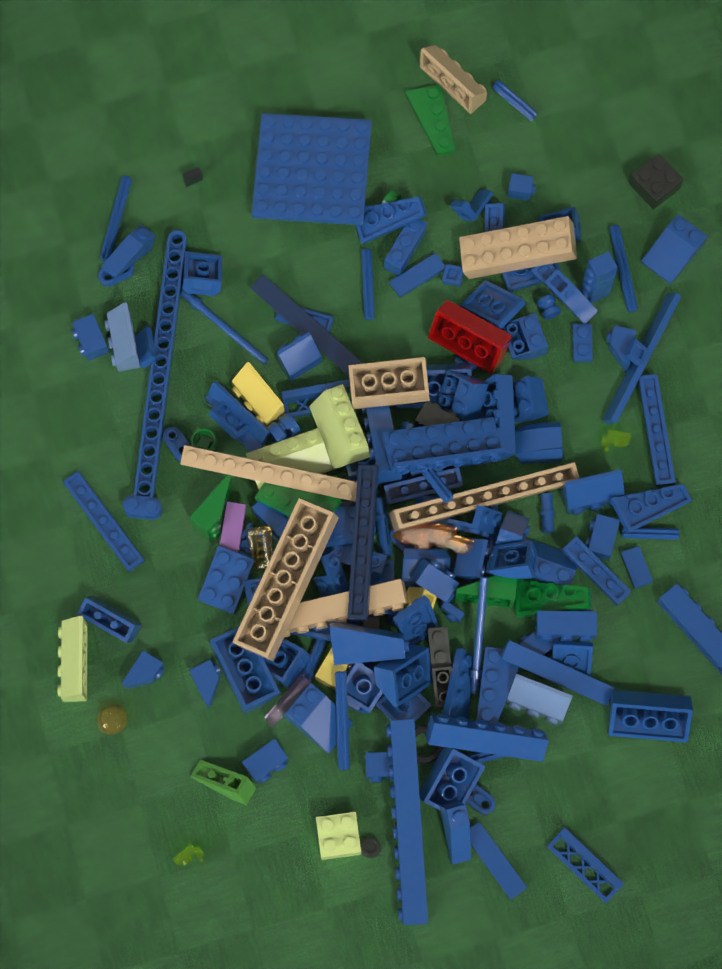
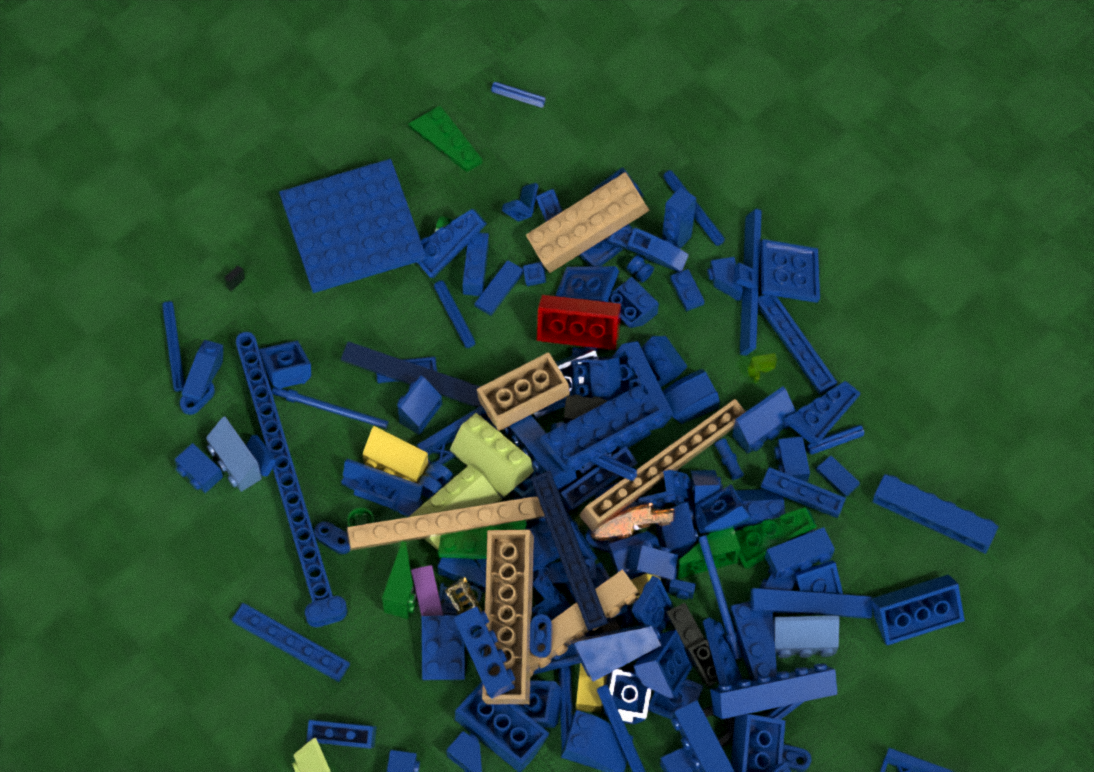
camera: 25 degrees left, 10 degrees down
(243, 574) = (467, 623): none -> blue brick
(287, 700) = (558, 739): clear purple tile -> none
(305, 607) = (540, 637): none -> blue plate
(452, 78) = (449, 95): tan slope -> none
(521, 187) = (562, 169): blue brick -> none
(656, 181) = (687, 117): pearl dark grey brick -> none
(674, 249) = (734, 171): blue slope -> none
(681, 362) = (789, 271): none -> blue plate

